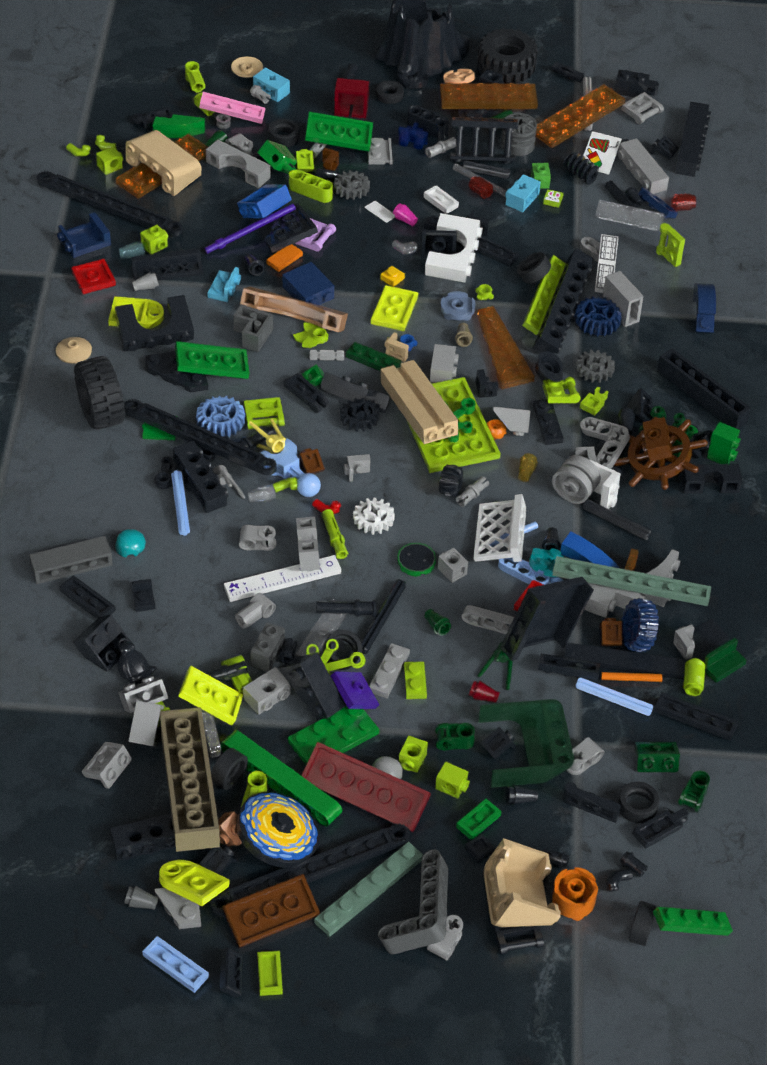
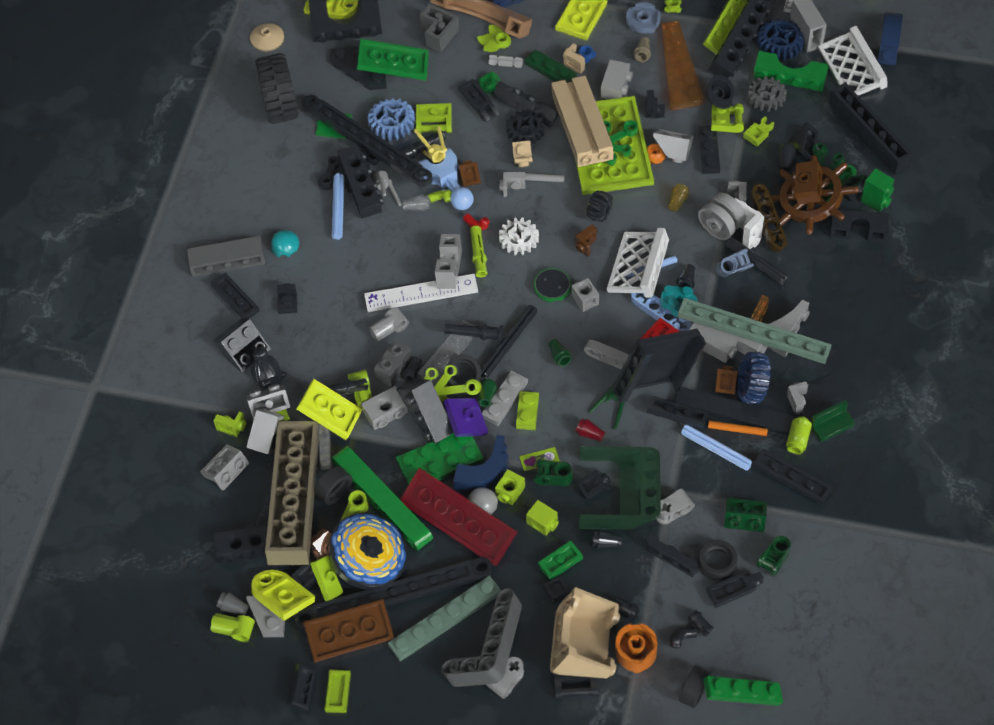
camera: 15 degrees right, 10 degrees up
(105, 723) = (228, 425): none -> lime bracket
(151, 920) = (238, 628): none -> lime piece
(175, 964) = (252, 672): light blue plate -> none
(239, 860) = (326, 578): none -> lime plate
(256, 536) = (402, 248): light grey piece -> none
(361, 438) = (522, 153): none -> tan bracket
(371, 665) = (487, 392): none -> dark green cone
(384, 744) = (484, 475): none -> dark blue arch
(389, 460) = (544, 177): none -> light grey bar
(427, 728) = (529, 460): none -> sticker
(442, 513) = (585, 239): none -> reddish brown bracket
(472, 491) = (619, 218): light grey pin -> none
(583, 550) = (718, 295): blue slope -> none
(598, 522) = (737, 263): none -> sand blue piece
(610, 437) = (766, 172): light grey beam -> none
(625, 476) = (770, 217): none -> dark brown beam
(633, 348) = (810, 77): none -> green arch
(684, 327) = (867, 60): none -> white fence

